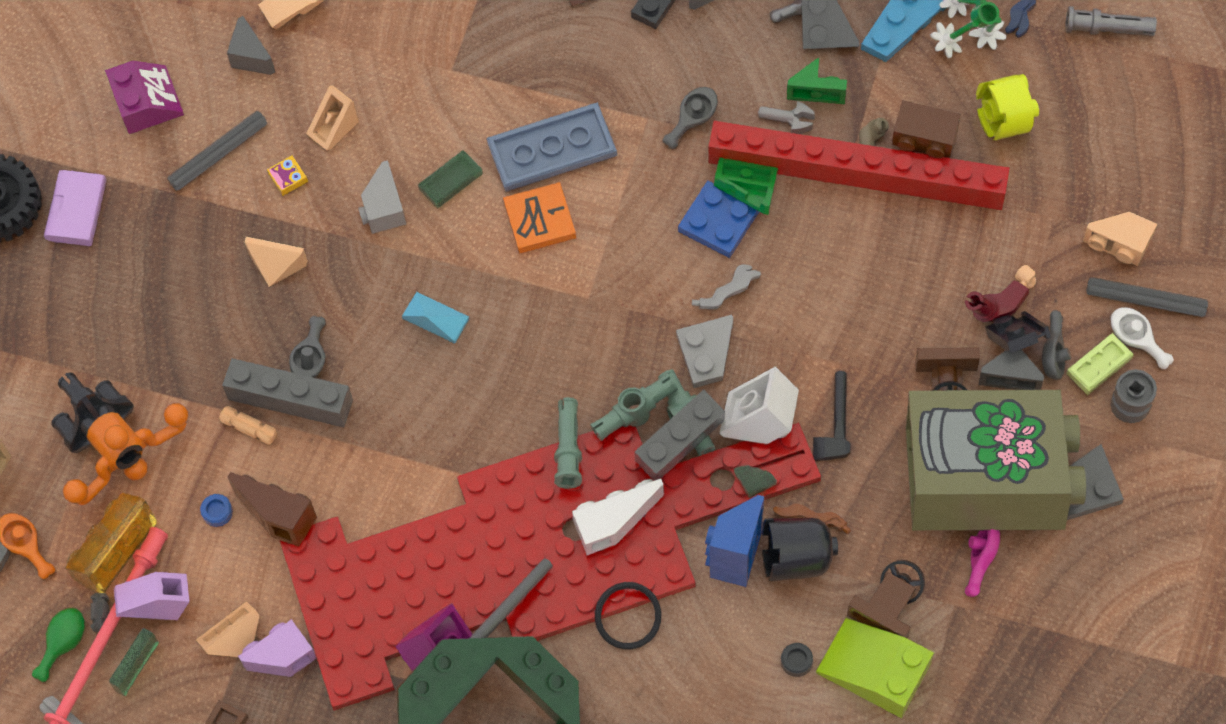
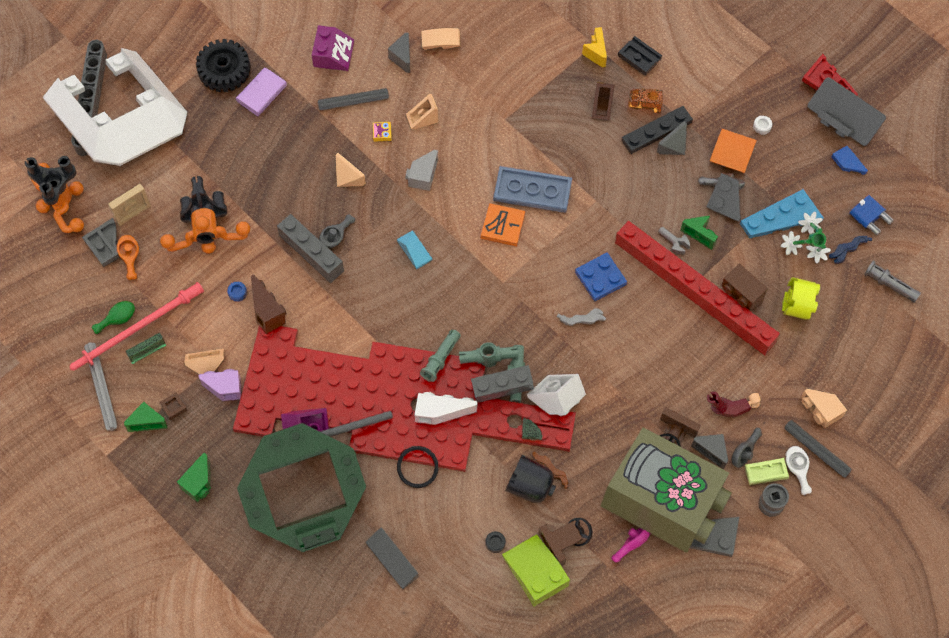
camera: 25 degrees right, 0 degrees up
(99, 610) = (145, 310): dark grey piece -> none
(111, 543) = (171, 279): clear yellow slope -> none
(153, 596) = (174, 318): lavender slope -> none
(248, 425) = (280, 254): light nougat axle -> none
(450, 179) = (467, 178): clear green tile -> none
(695, 110) = (624, 210): dark grey piece -> none
(706, 349) = (549, 345): light grey wing -> none
(735, 542) = (497, 458): blue slope -> none
(747, 182) = (628, 264): green wing -> none
(838, 447) = (590, 438): black piece -> none
(873, 131) = (716, 273): dark tan arm -> none
(1017, 333) = (727, 428): black plate -> none

